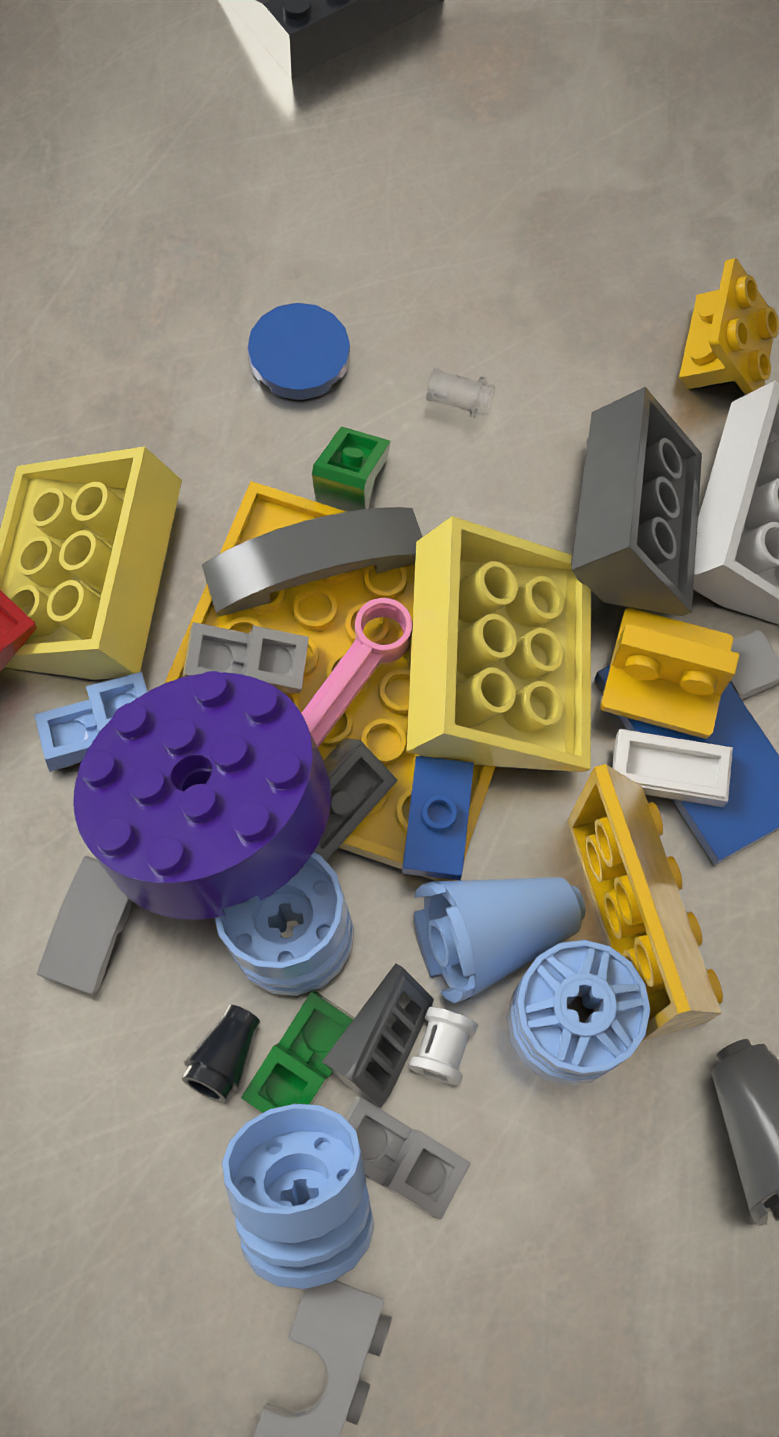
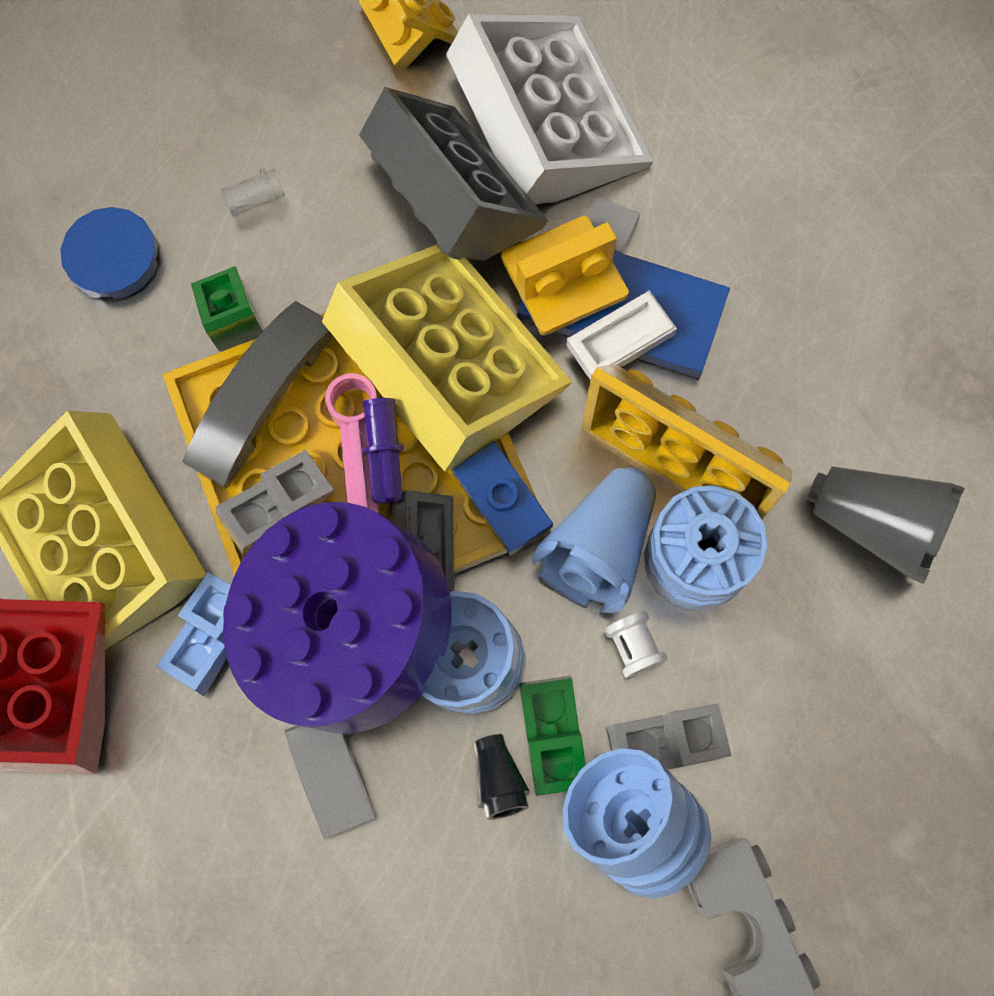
camera: 35 degrees left, 5 degrees up
(356, 1057) = (591, 675): dark grey slope -> none
(369, 689) = (383, 450): none -> dark purple axle

